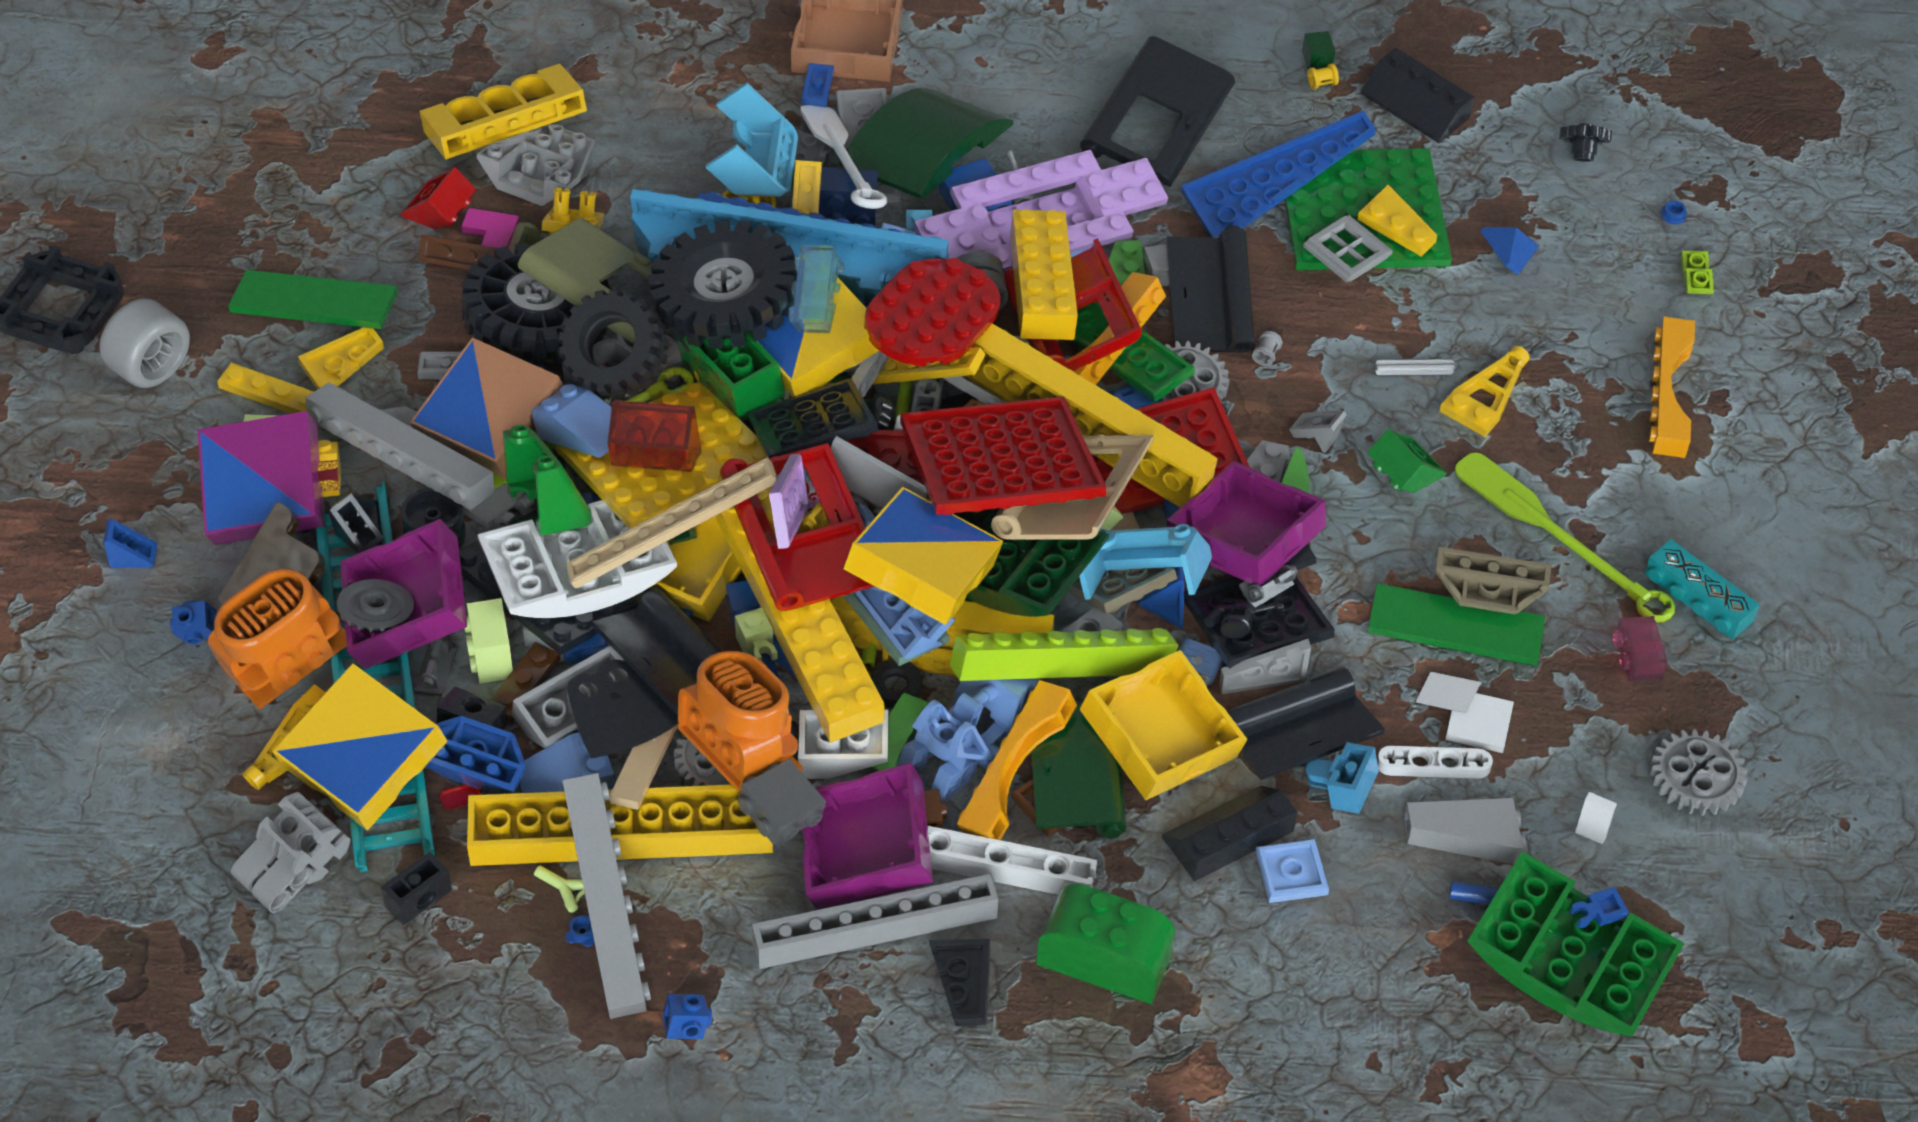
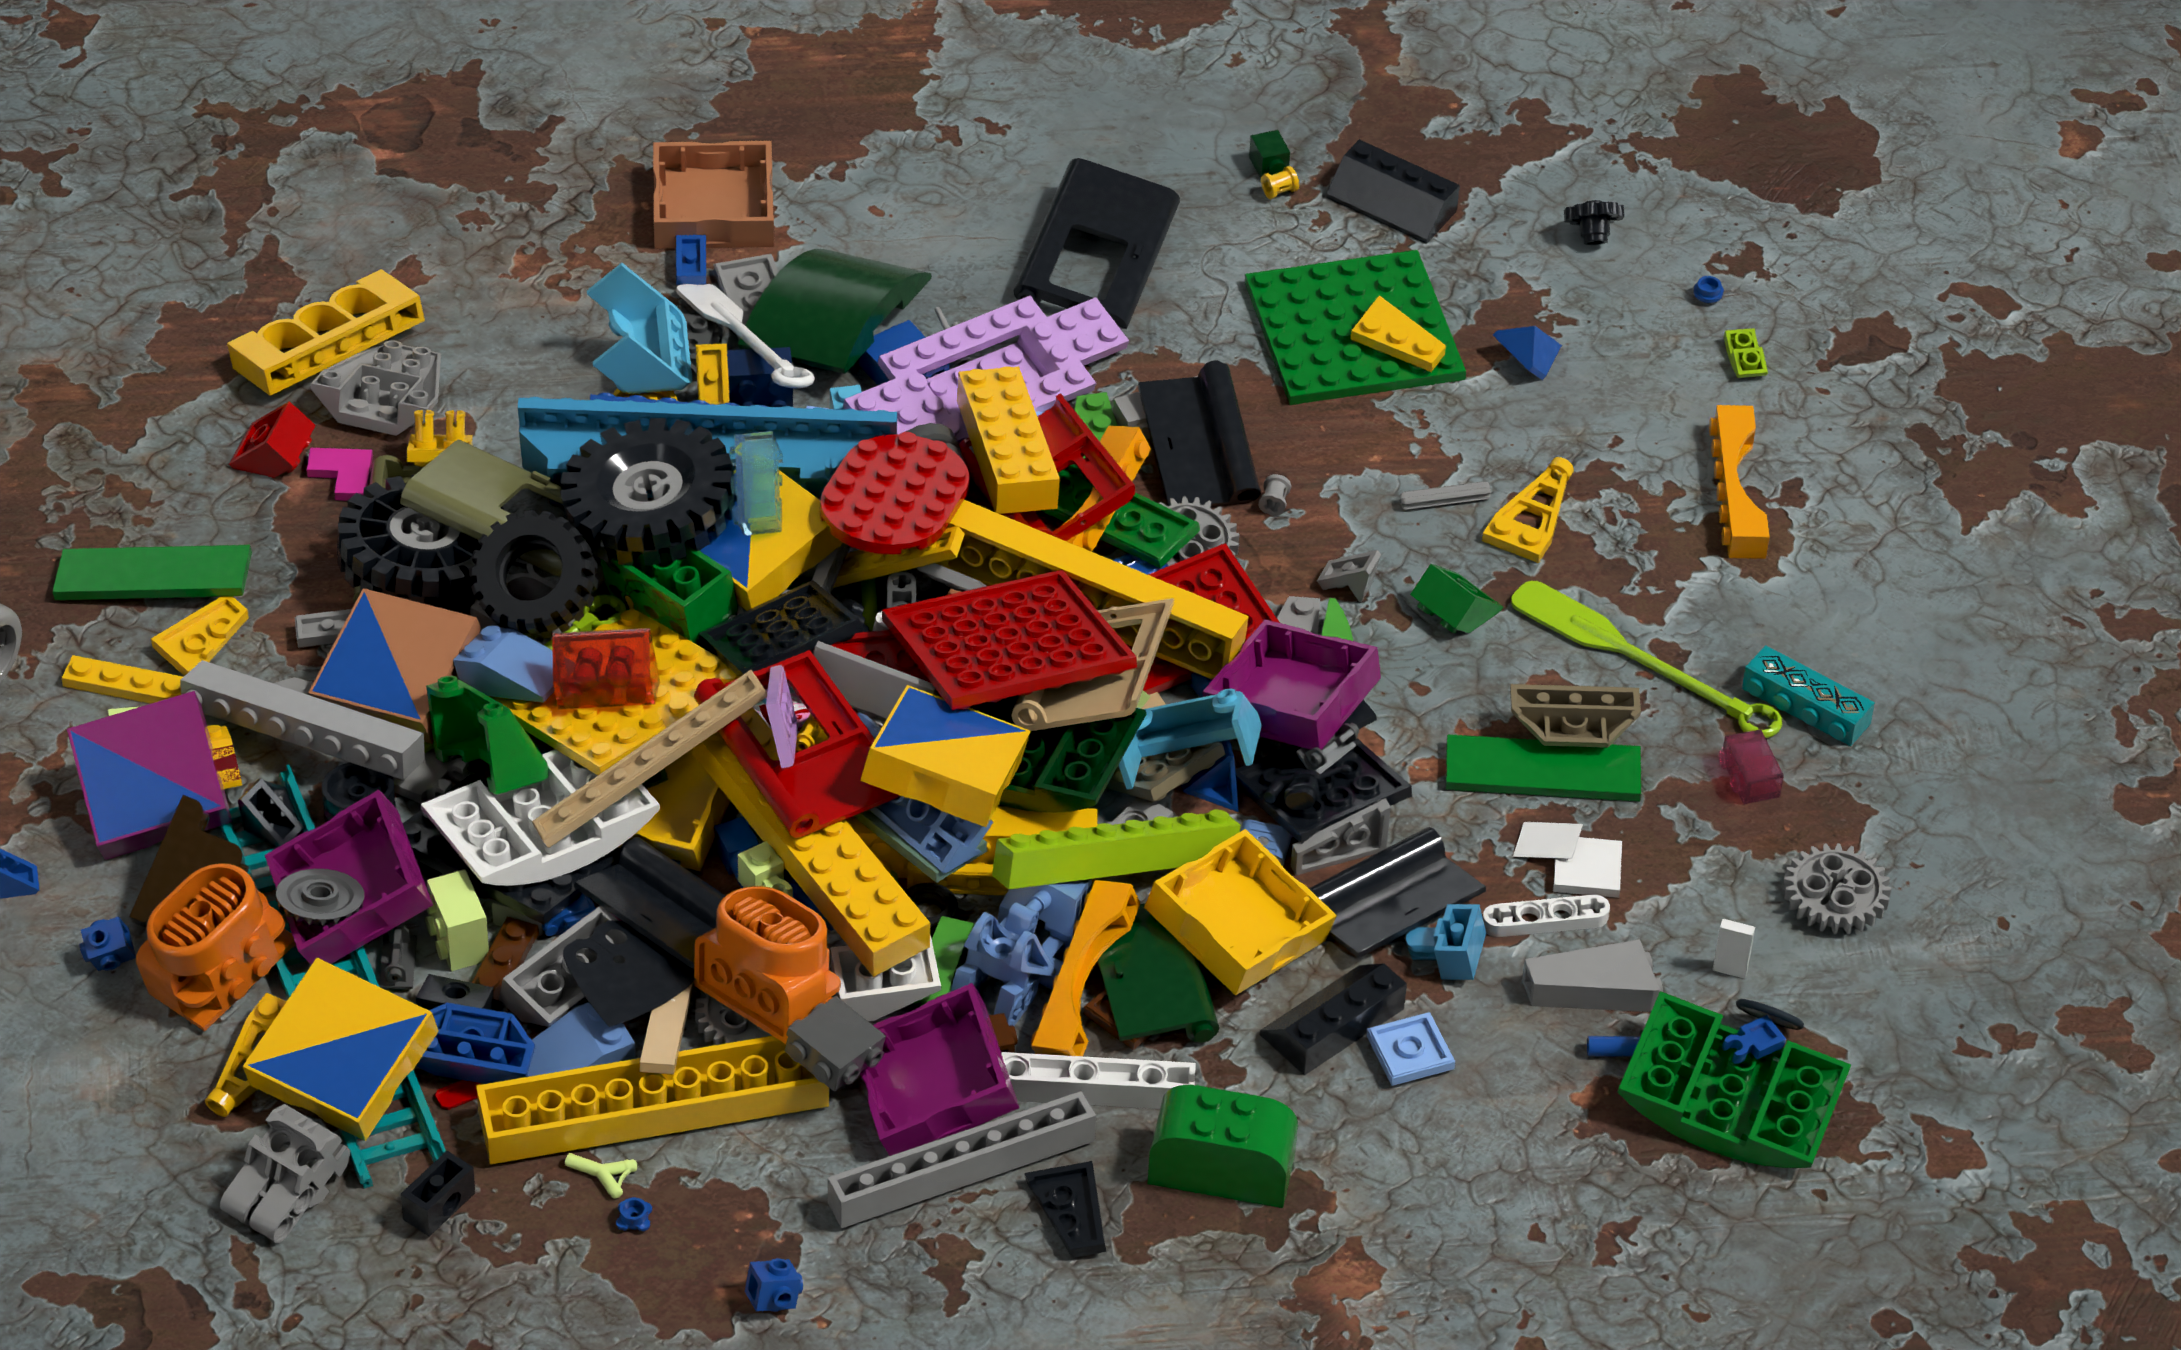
camera: 10 degrees left, 5 degrees down
(451, 252) = (306, 500): reddish brown plate -> none
(605, 896) = (656, 1169): light grey brick -> none
(1259, 183) = (1236, 307): blue wing -> none
(1333, 262) = (1331, 388): light grey piece -> none
(1618, 884) = (1777, 1016): none -> black wheel

